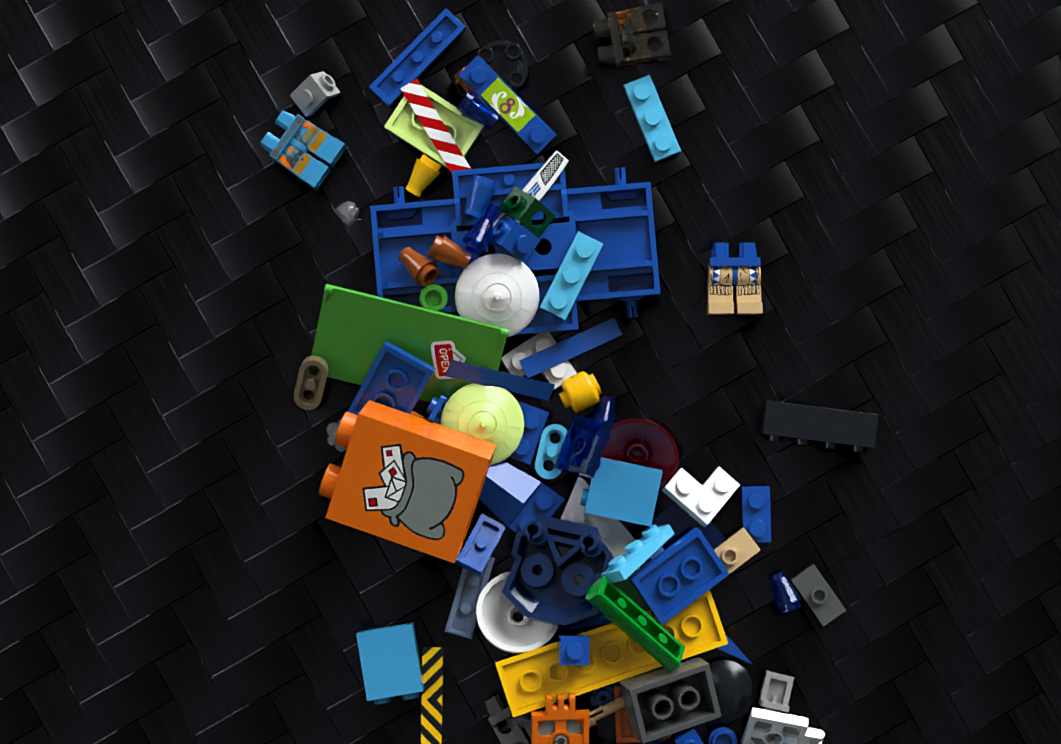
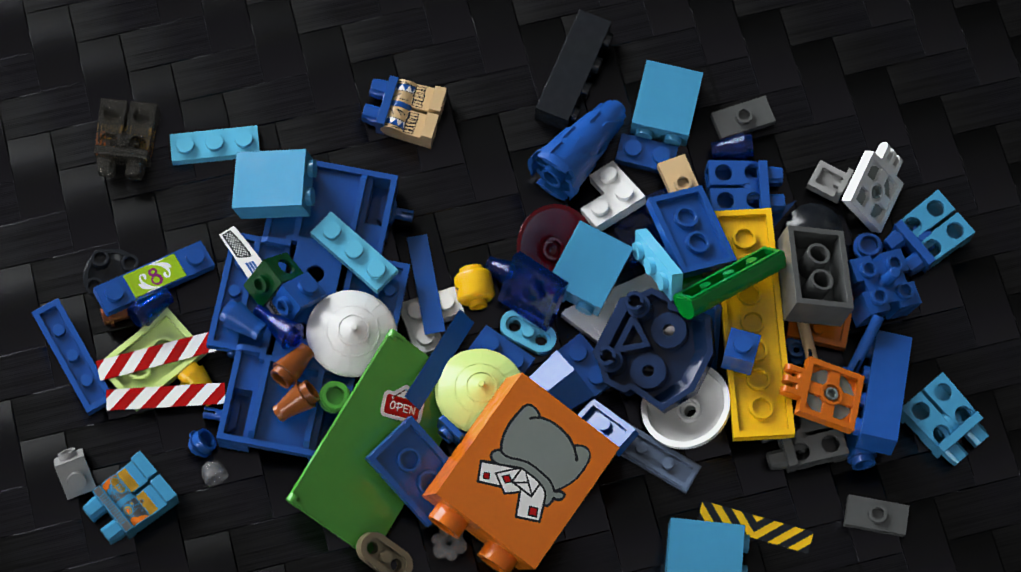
camera: 80 degrees left, 15 degrees down
(370, 194) = (201, 442): none -> blue plate
(401, 150) = (165, 396): none -> sticker
(615, 184) = (274, 184): none -> dark azure brick
(736, 449) = (574, 151): none -> blue cone
(748, 620) = (743, 185): none -> blue hips
(809, 520) = (666, 103): none -> dark azure brick

